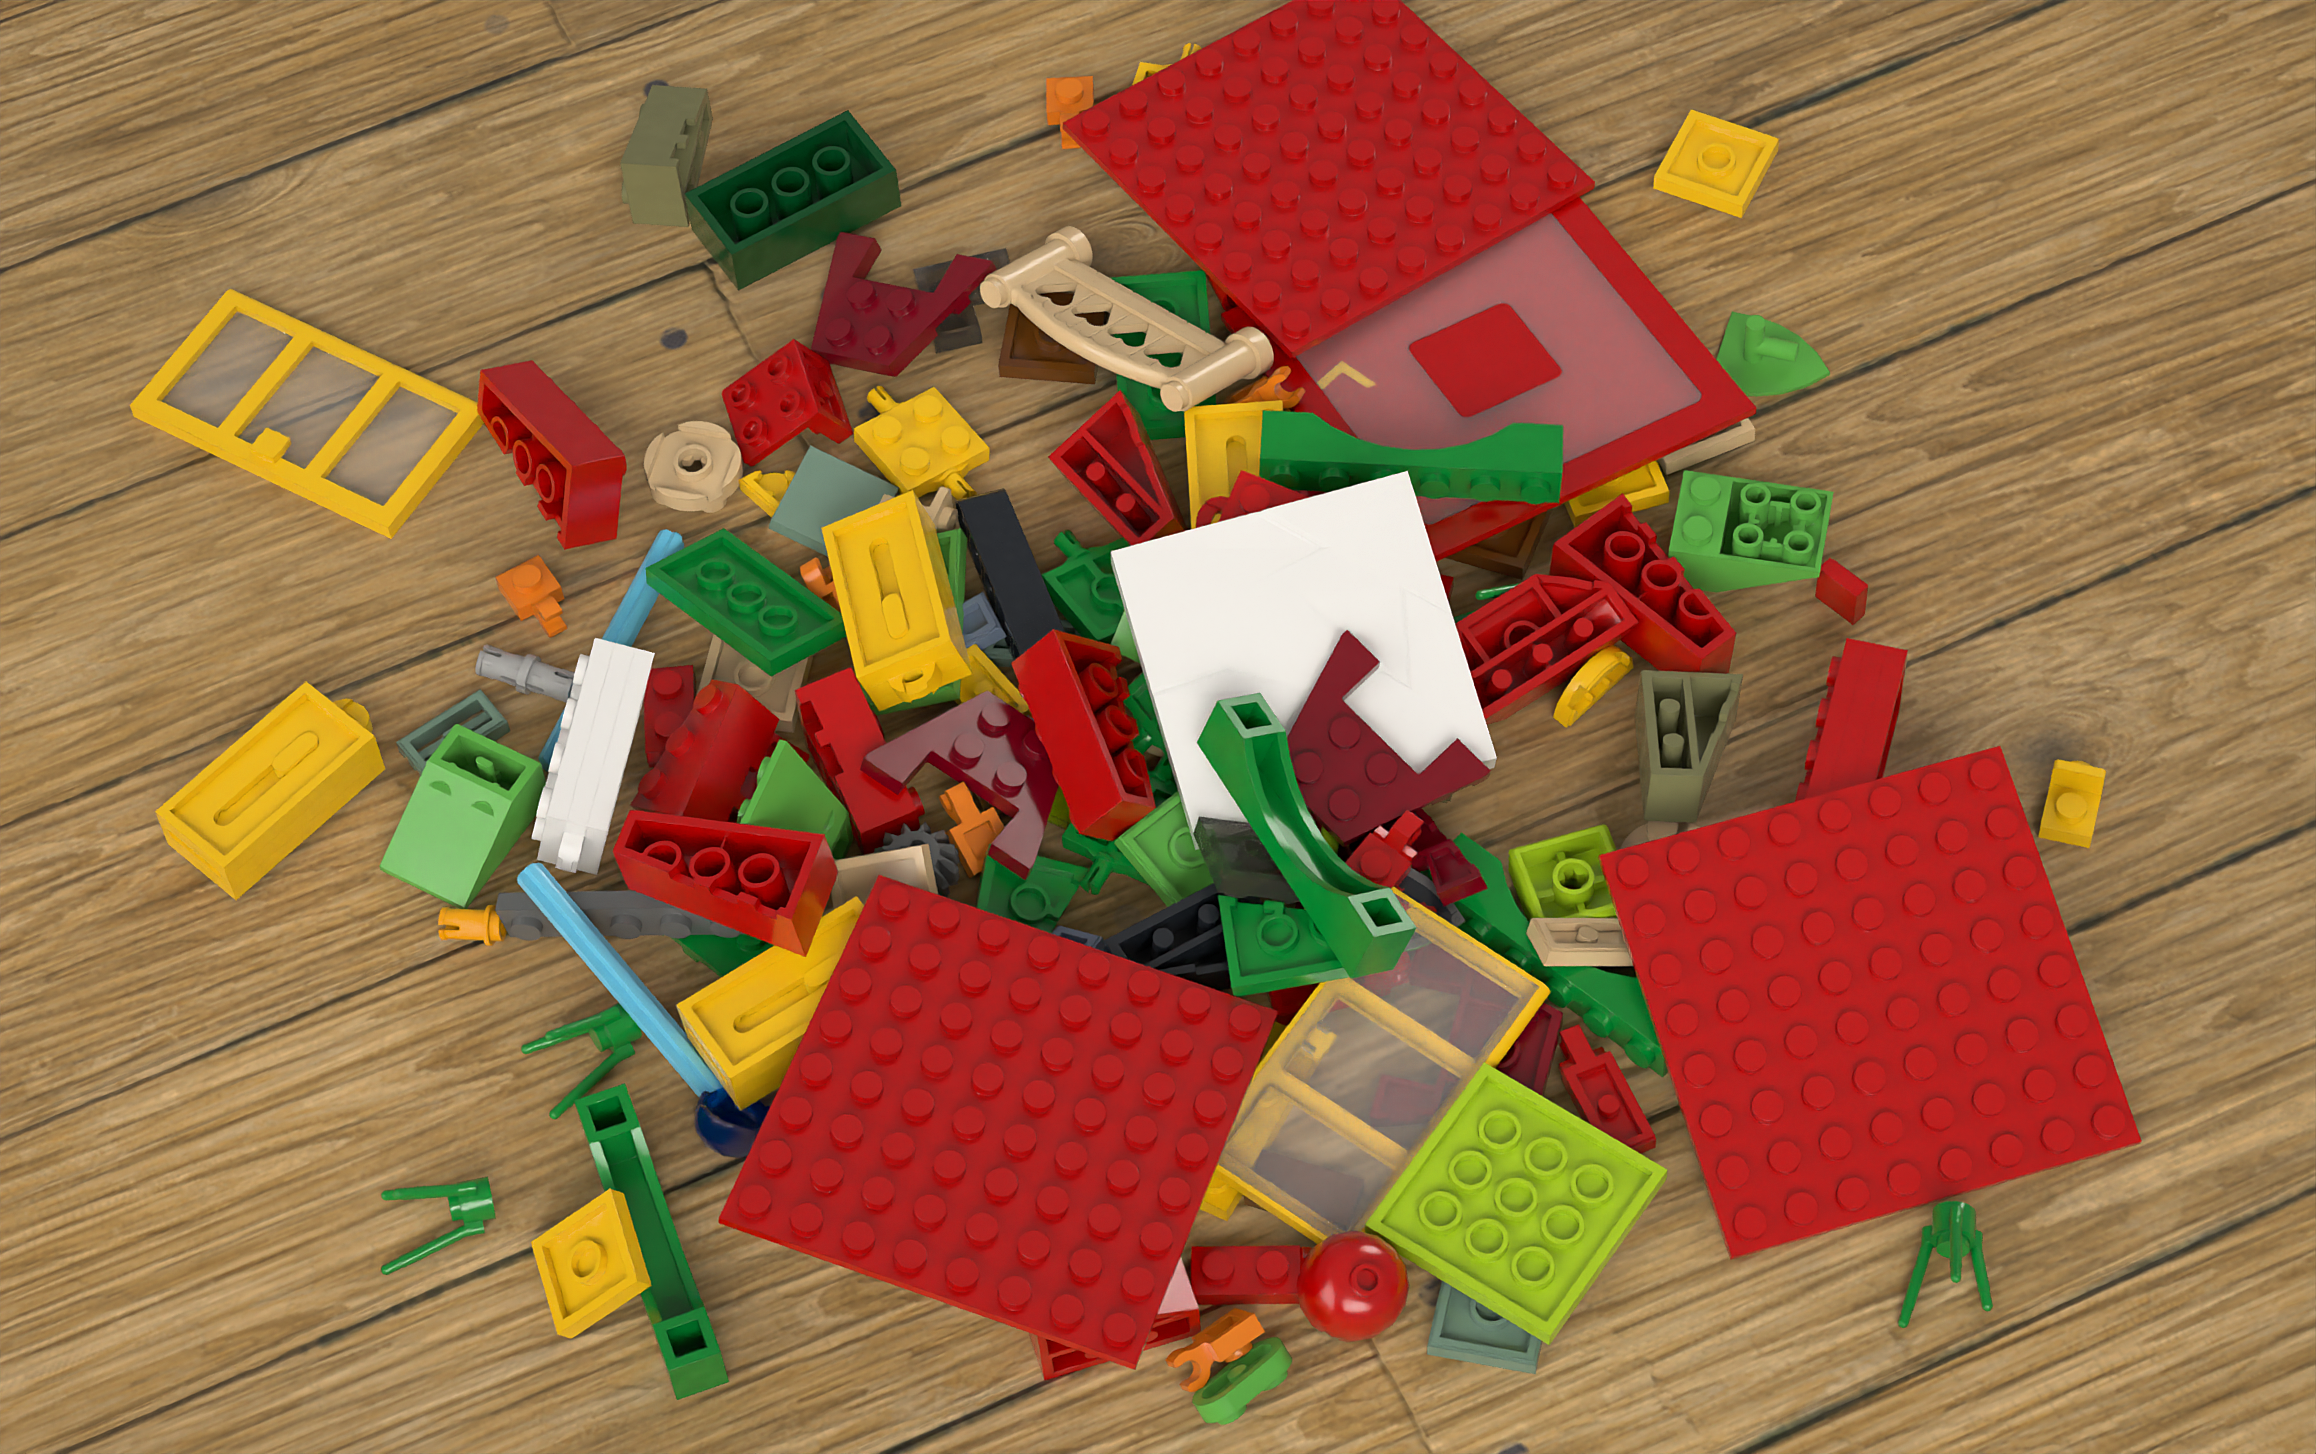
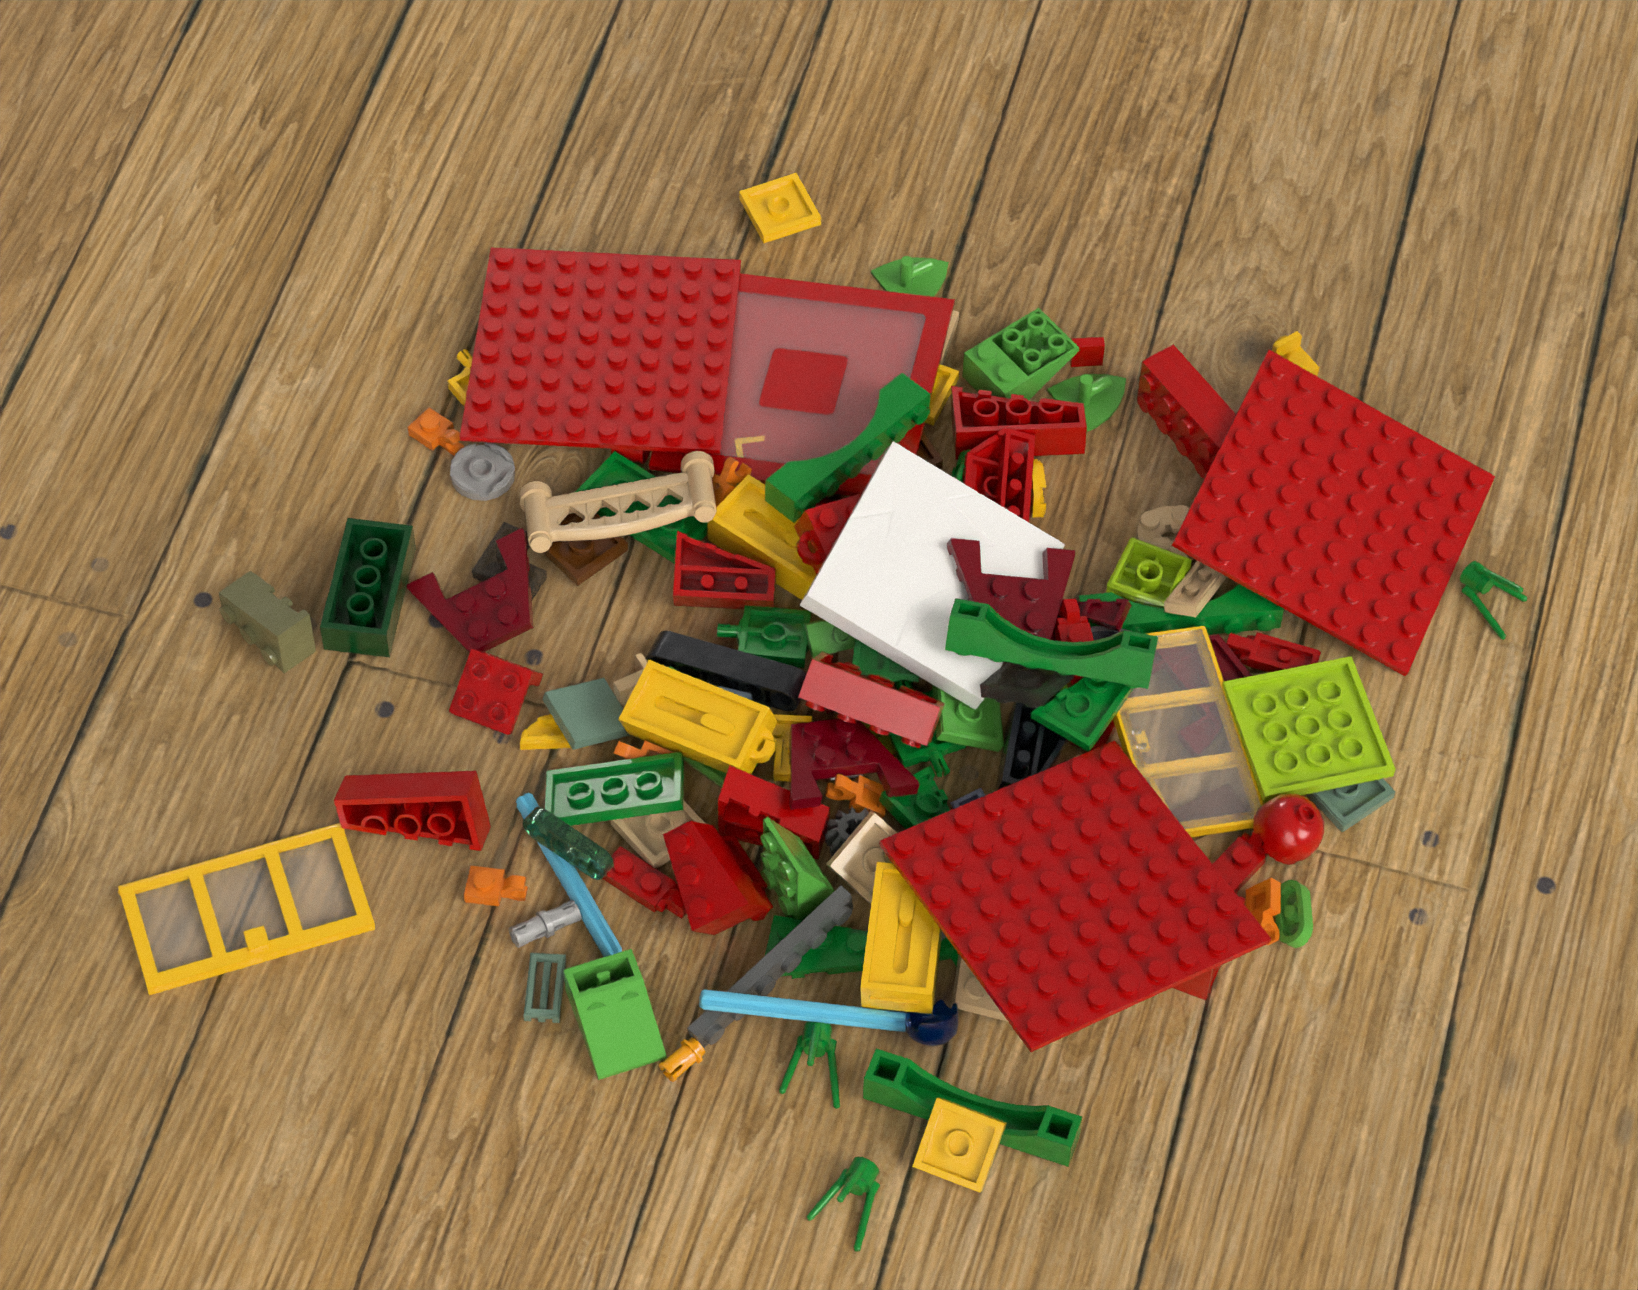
camera: 55 degrees left, 0 degrees up
(272, 788) = (502, 1090): yellow piece -> none
(591, 755) = (652, 922): white piece -> none
(634, 597) = (568, 843): none -> clear green beam
(696, 490) = (483, 739): tan plate -> none
(731, 873) = (814, 903): red wedge -> none
(921, 443) = (584, 649): yellow plate -> none
(1062, 185) = (482, 471): none -> light grey tile
(1681, 738) = (1116, 473): olive wedge -> none
(1785, 646) = (1097, 391): none -> bright green shield

